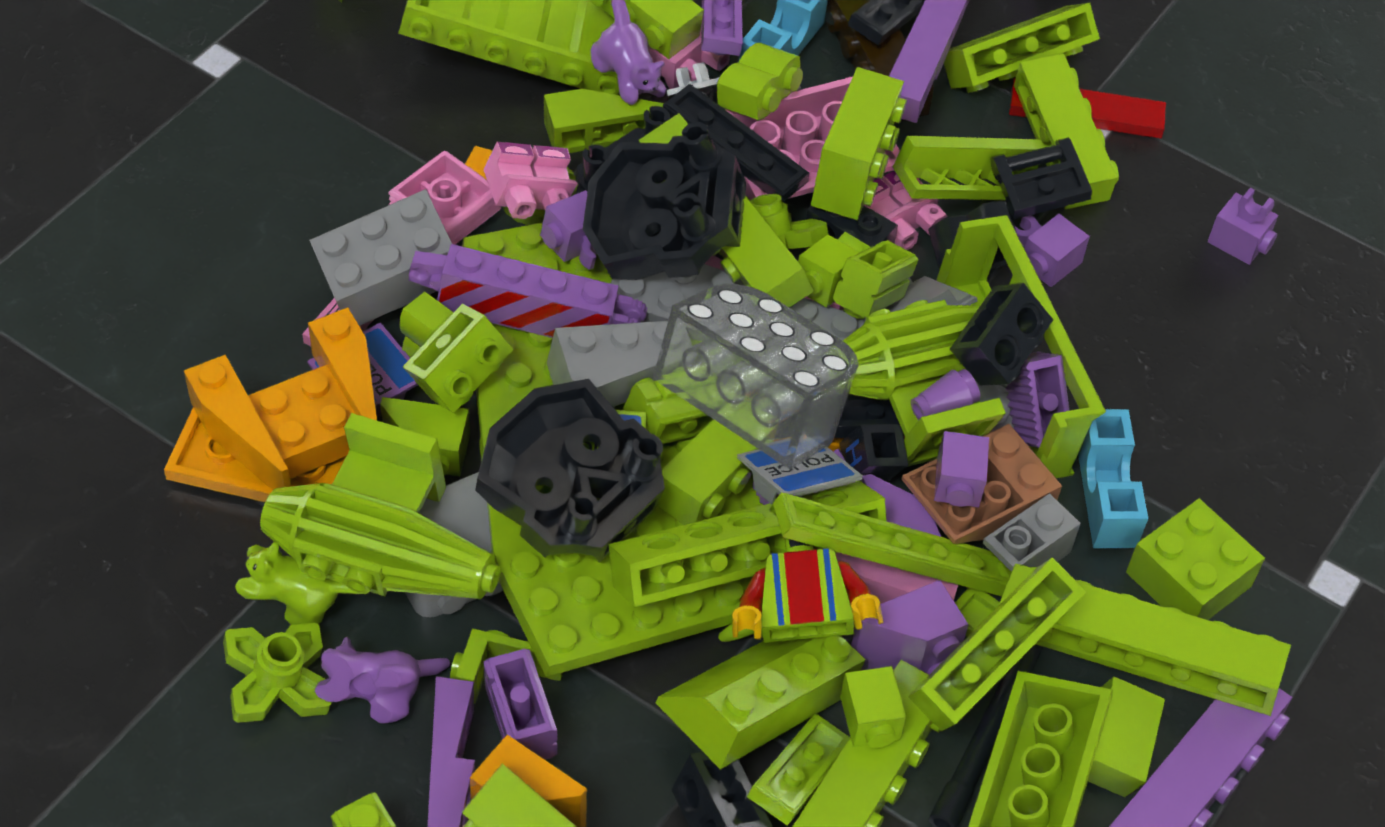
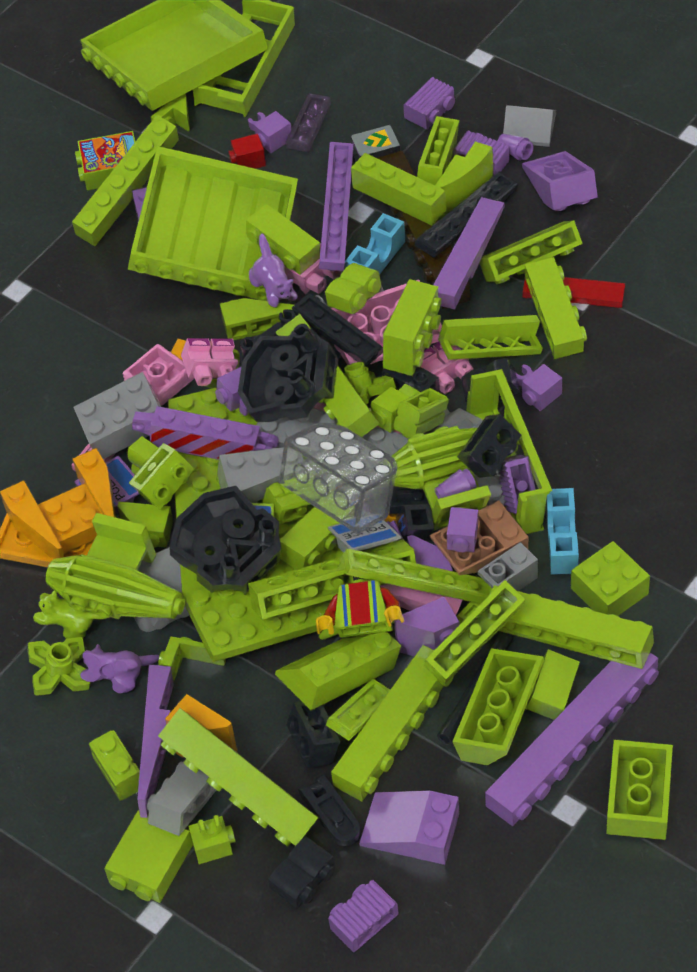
camera: 10 degrees right, 0 degrees up
(520, 702) = (198, 677): medium lavender brick -> none
(702, 79) = (320, 287): white piece -> none
(873, 707) = (401, 672): lime brick -> none
(1043, 187) = (534, 347): black plate -> none
(1244, 227) = (666, 366): medium lavender brick -> none

